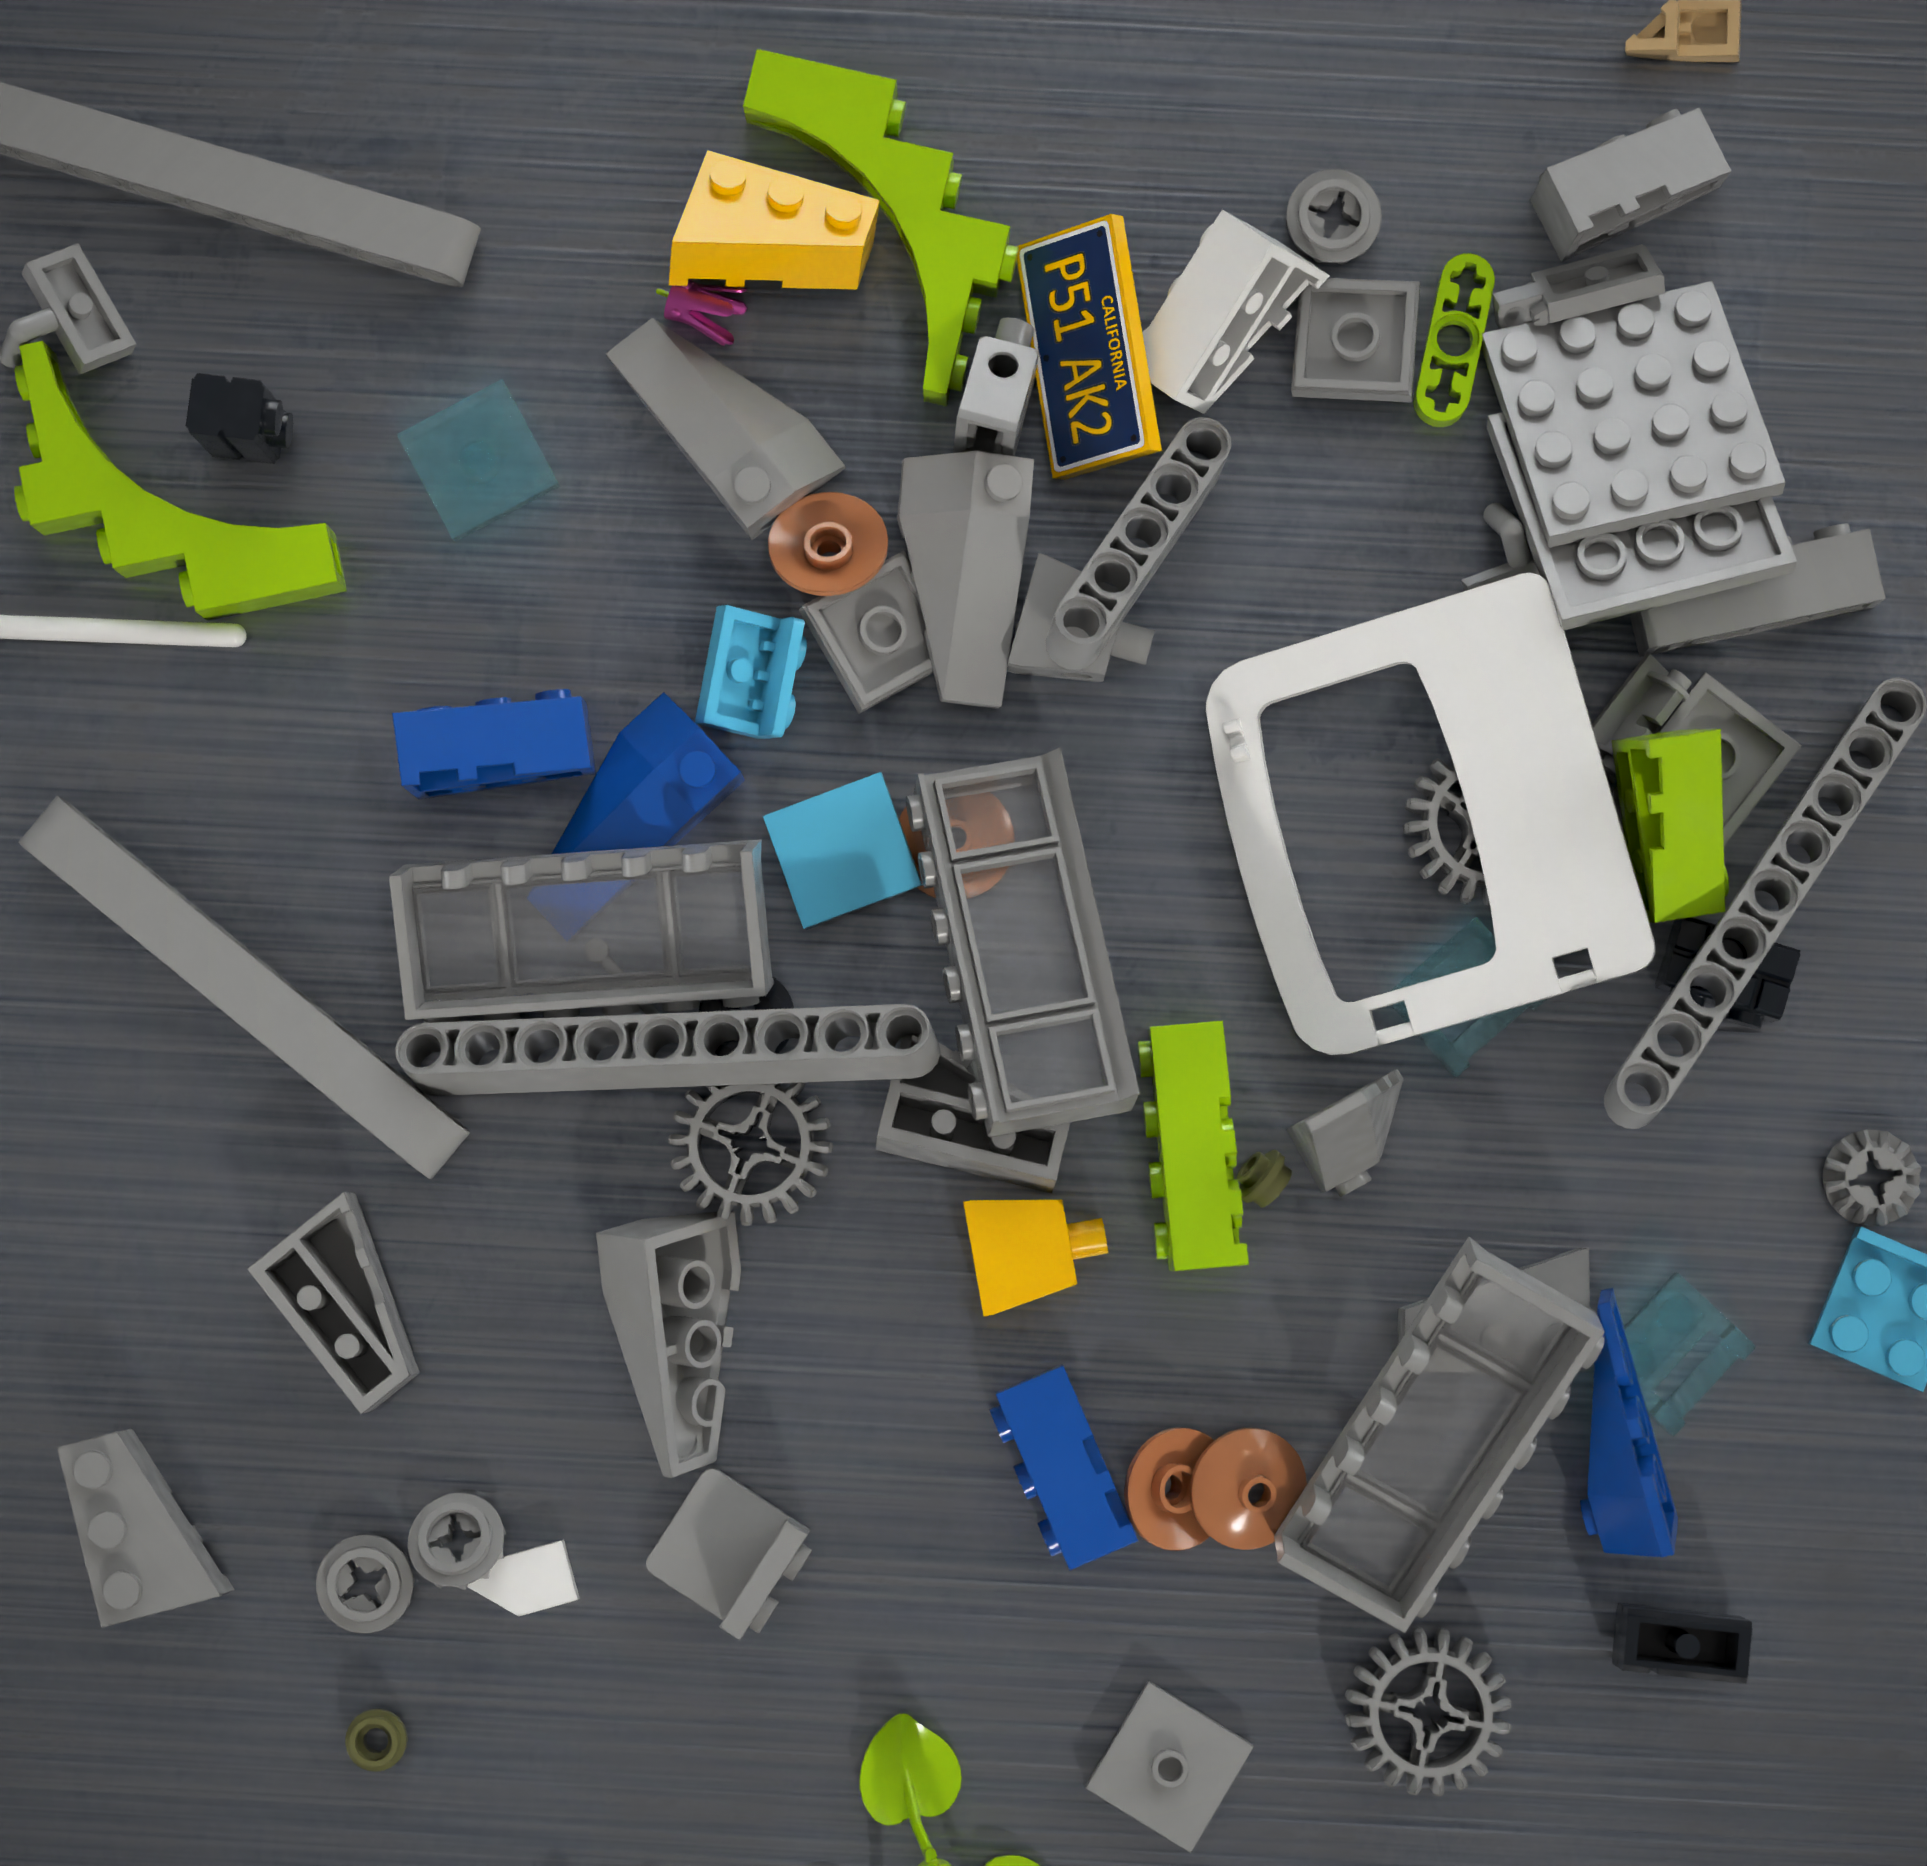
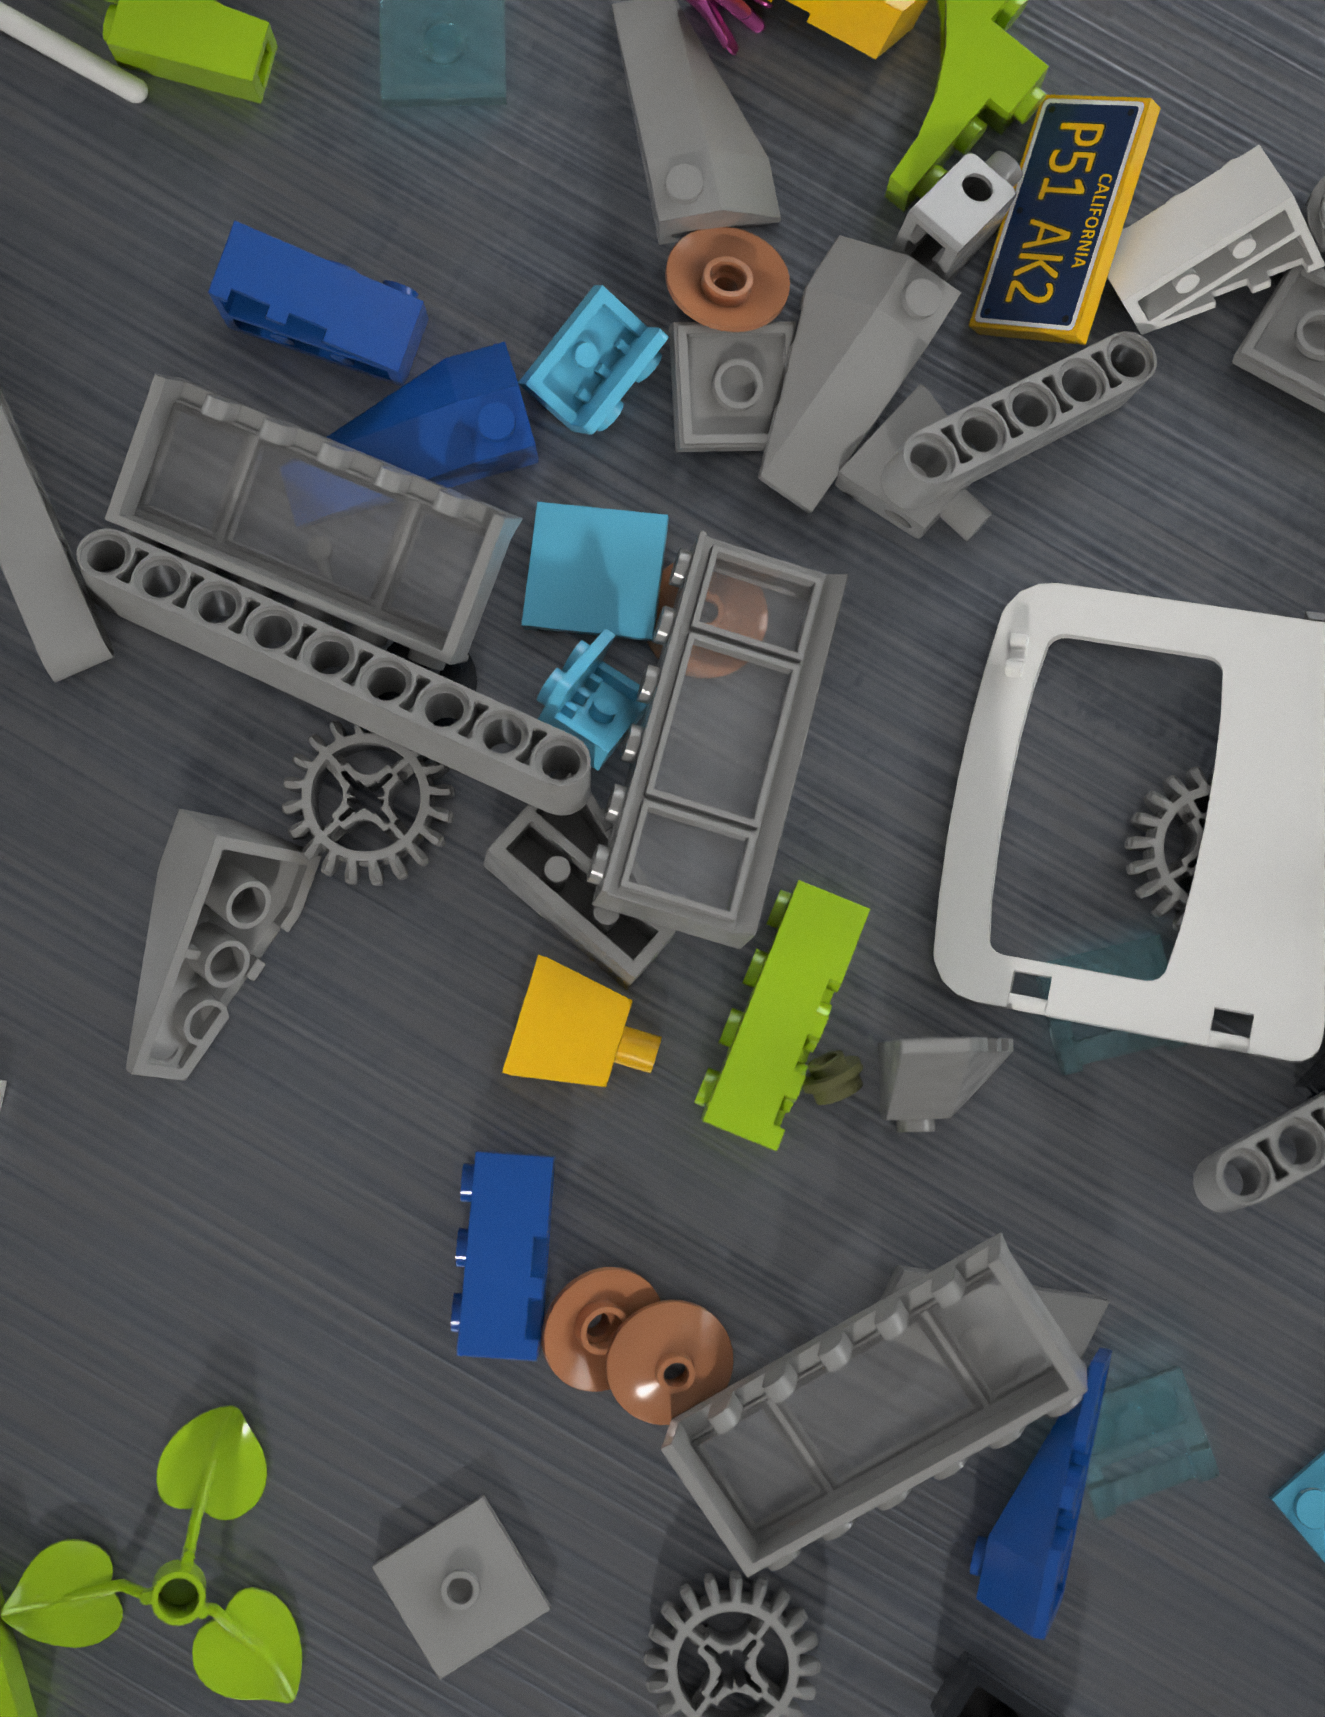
camera: 20 degrees right, 0 degrees up
(729, 1552) = (152, 1172): light grey bracket -> none
(898, 963) = (591, 699): none -> medium azure bracket

